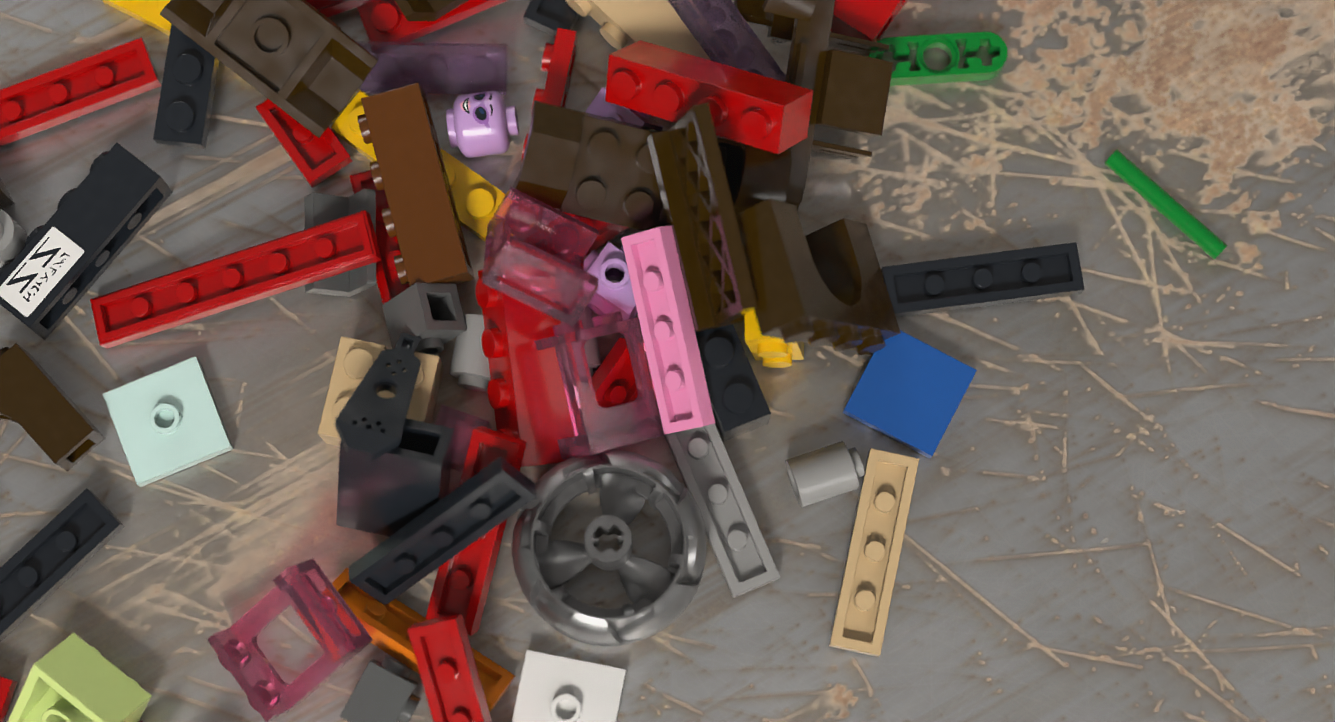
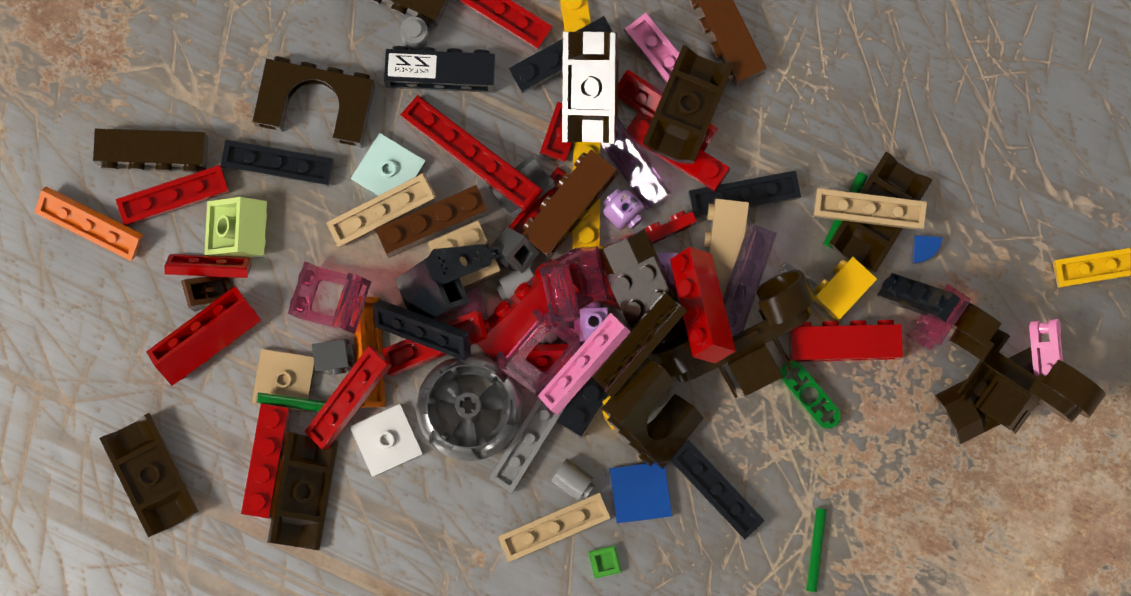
camera: 55 degrees right, 5 degrees up
(218, 471) = (381, 210): none -> tan plate
(291, 408) = (432, 221): none -> reddish brown brick
(975, 515) = (604, 562): none -> bright green tile

